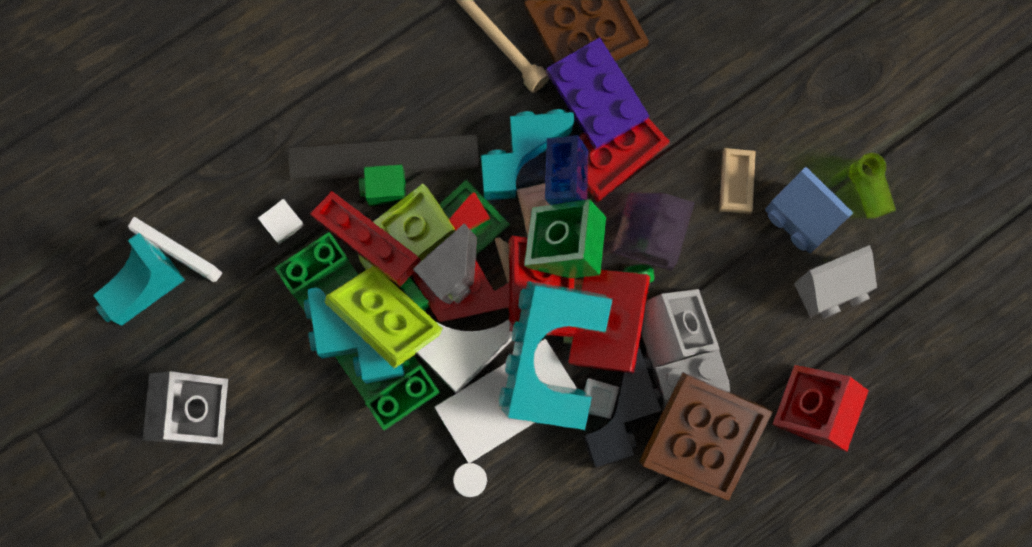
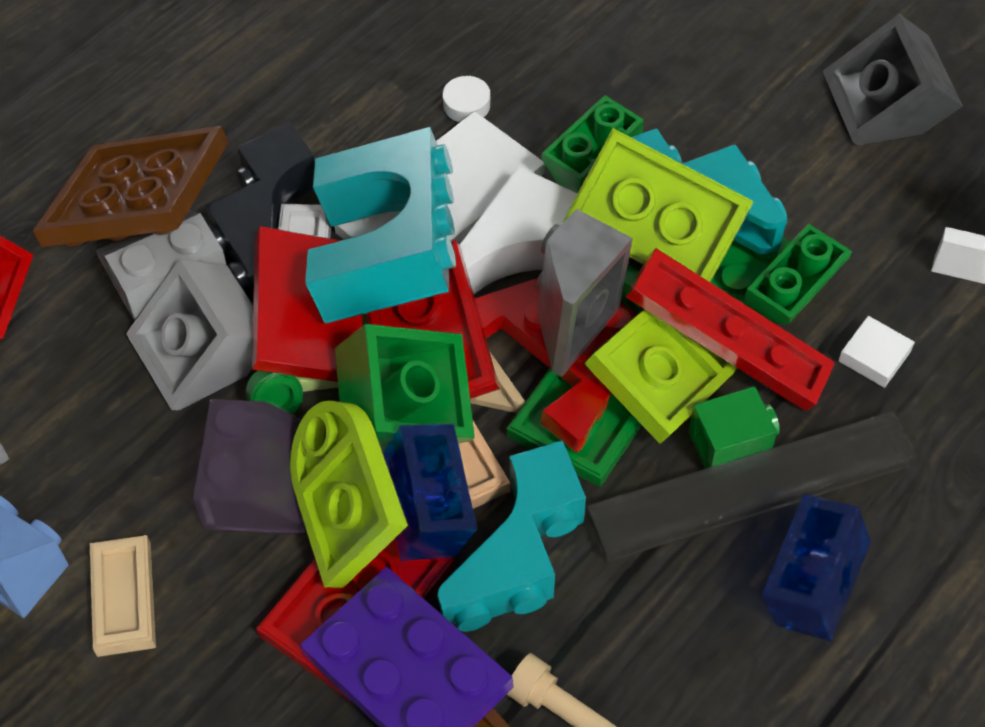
camera: 170 degrees right, 20 degrees down
(372, 90) = (817, 567): none -> clear blue brick
(611, 186) = (343, 490): none -> lime plate

